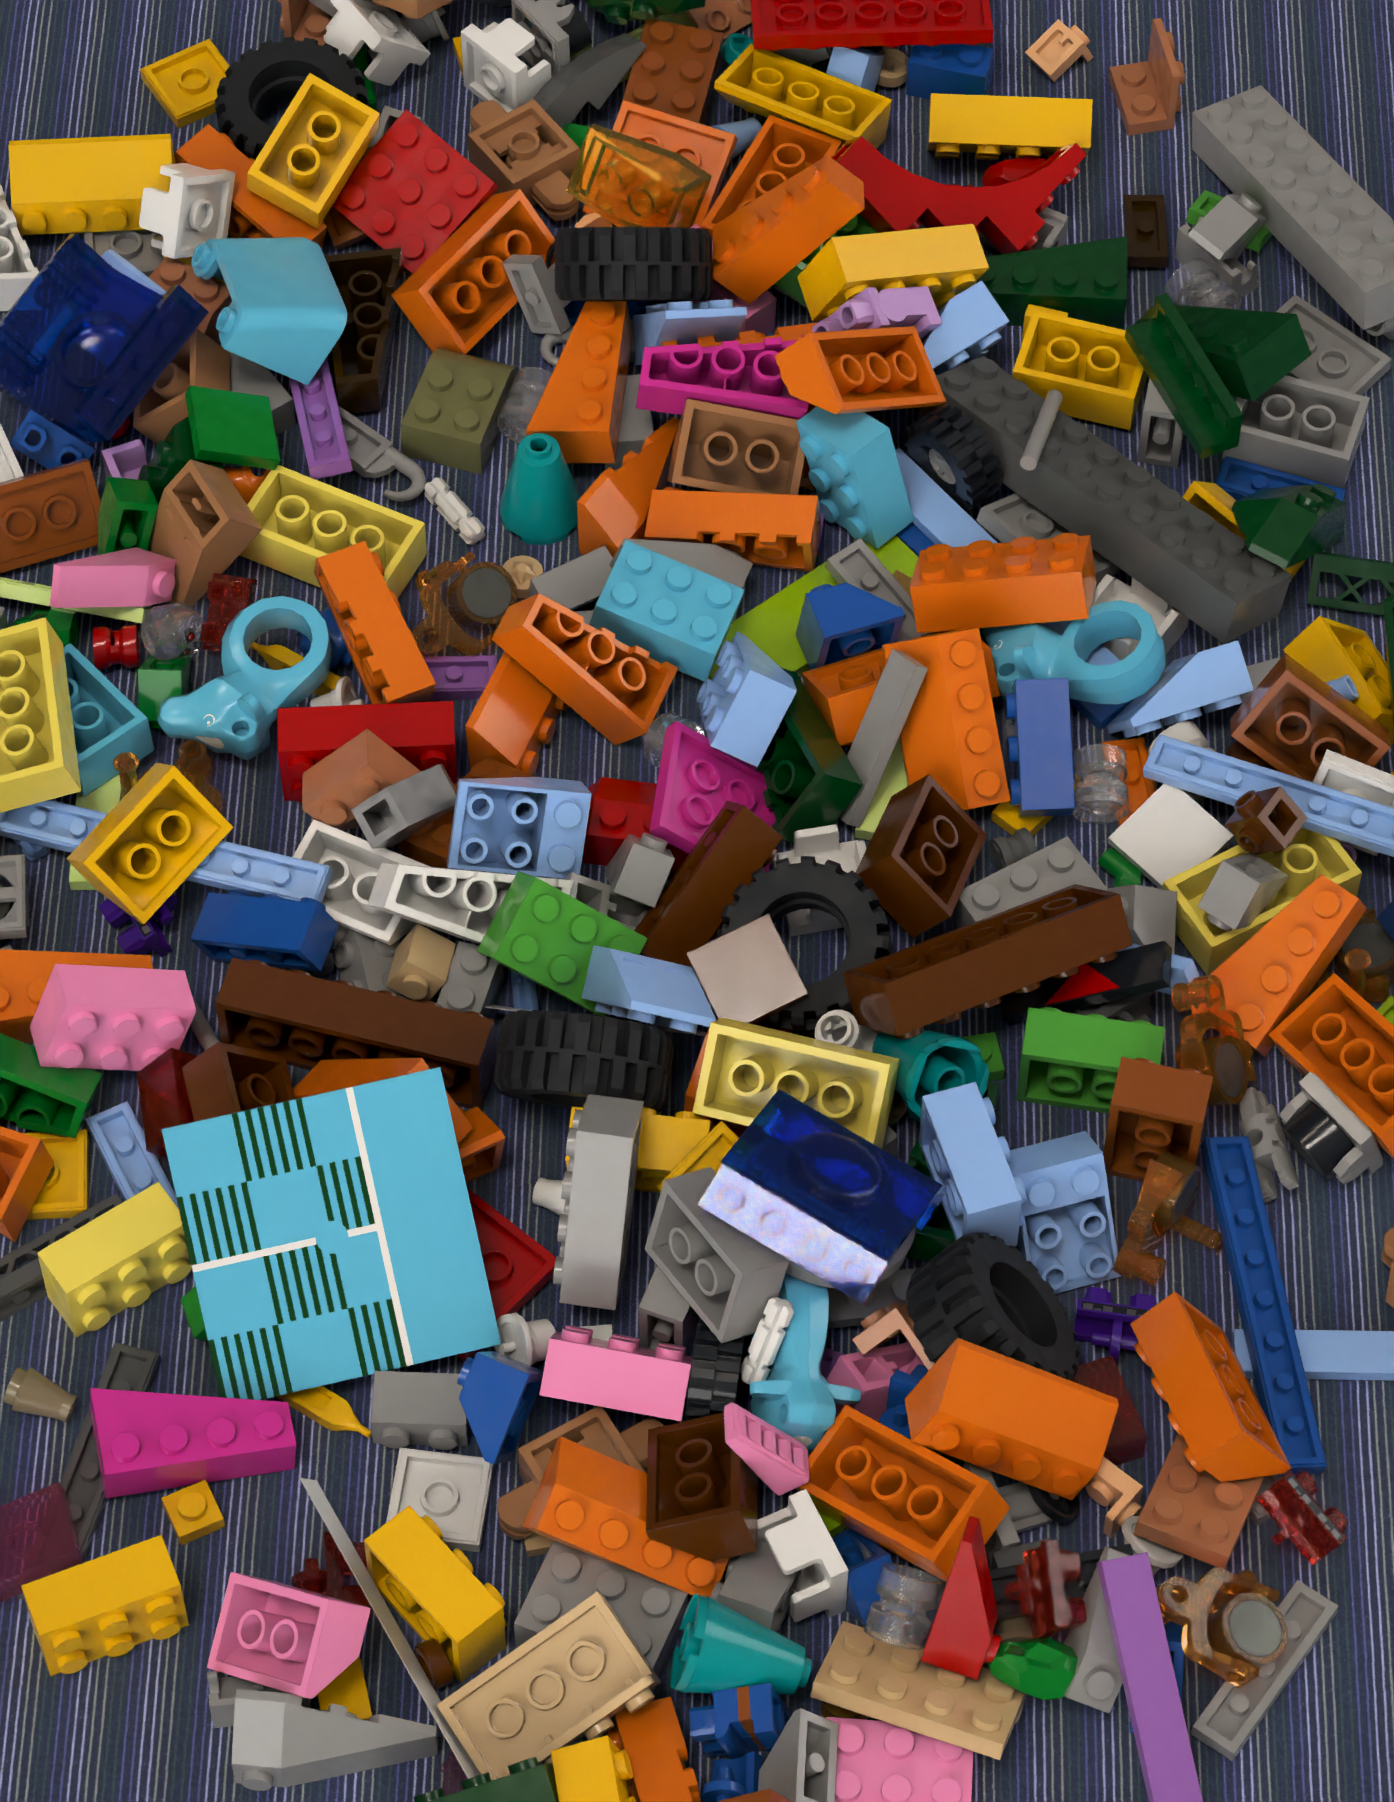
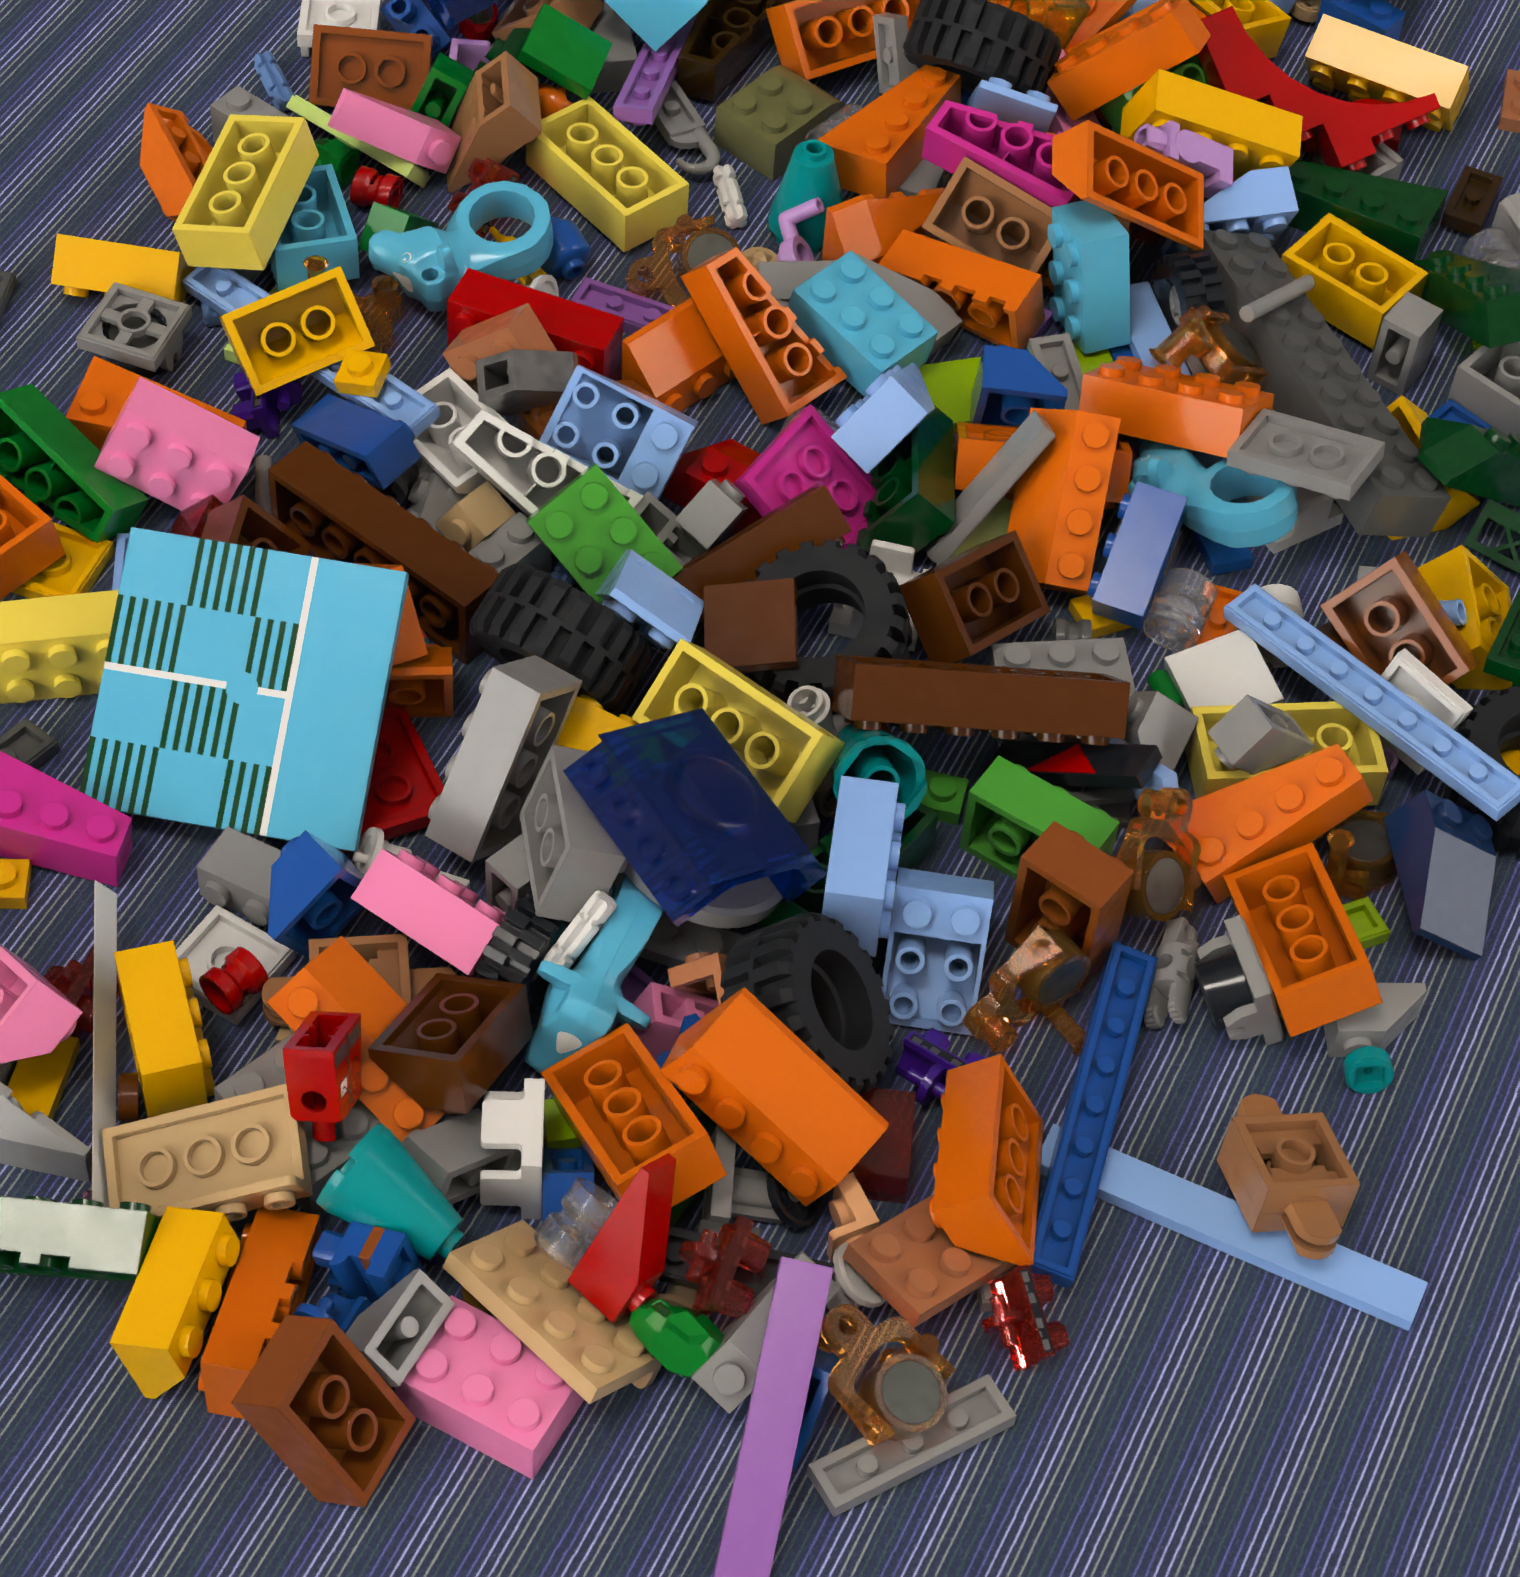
camera: 20 degrees right, 5 degrees down
(172, 631) = (427, 192): clear head -> none
(238, 861) = (362, 373): none -> yellow plate
(326, 1409) = (172, 845): yellow piece -> none
(373, 627) = (594, 236): orange wedge -> none
(468, 1512) = (236, 978): none -> red wheel
(551, 547) = (794, 246): none -> lavender plate
(627, 1579) = (324, 1071): none -> red torso
(767, 1450) = (526, 1027): bright pink slope -> none
(1001, 501) = (1217, 346): none -> clear orange piece
(1059, 49) = (1469, 39): light nougat bracket -> none
(1153, 591) = (1305, 454): none -> light grey plate
(1186, 380) = (1433, 306): dark green fence -> none
(1200, 679) = (1314, 560): light blue slope -> none
(1265, 821) = (1312, 686): reddish brown brick -> none

